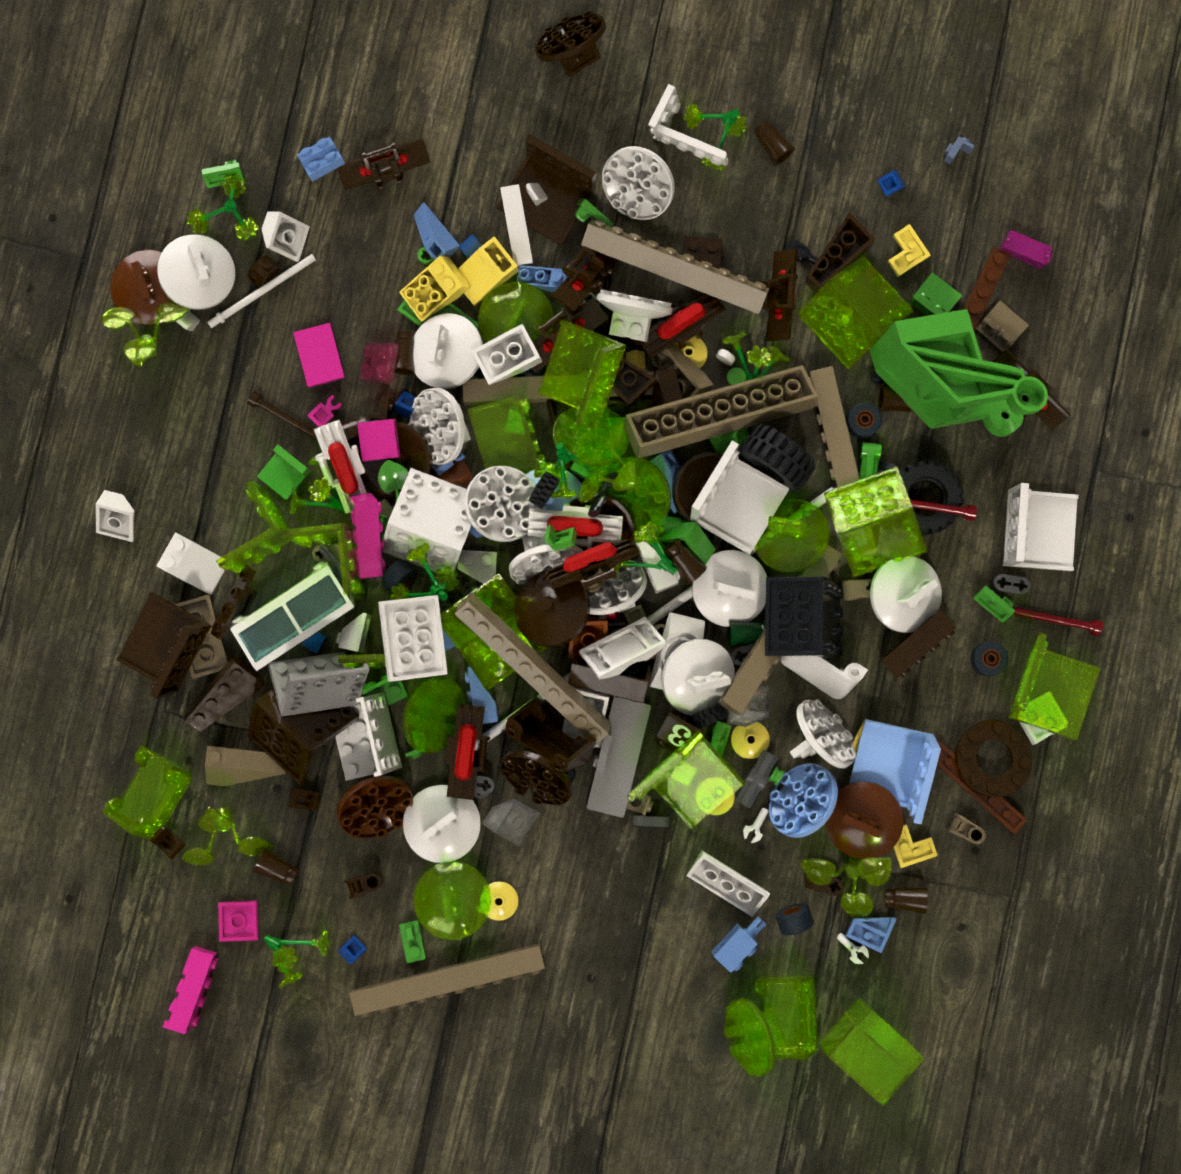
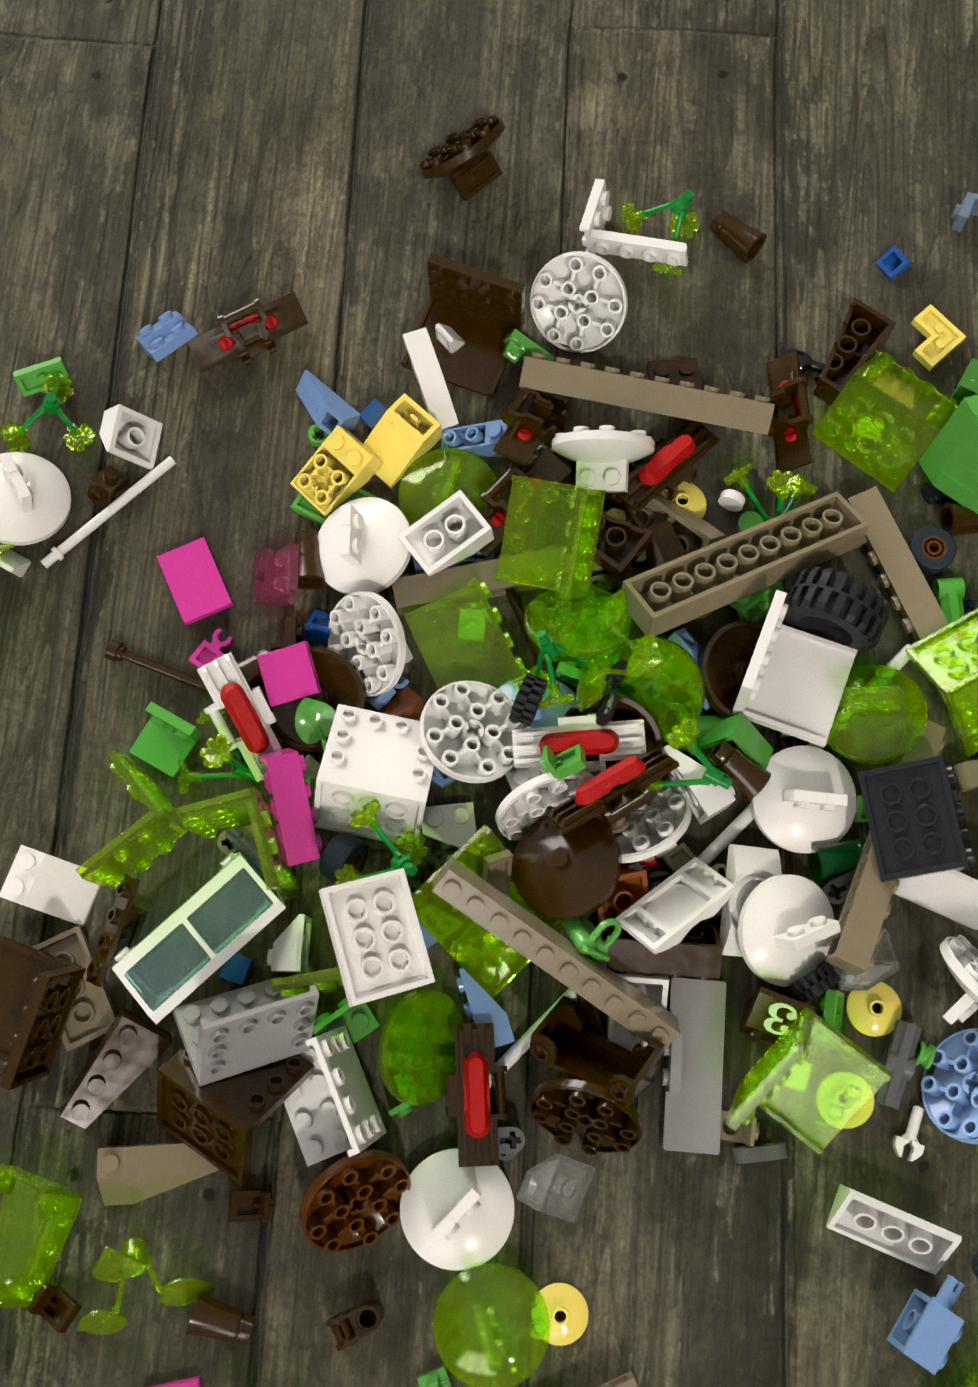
camera: 10 degrees left, 10 degrees down
(504, 606) = (498, 869): none -> dark tan tile
(558, 662) = (588, 937): none -> bright green piece

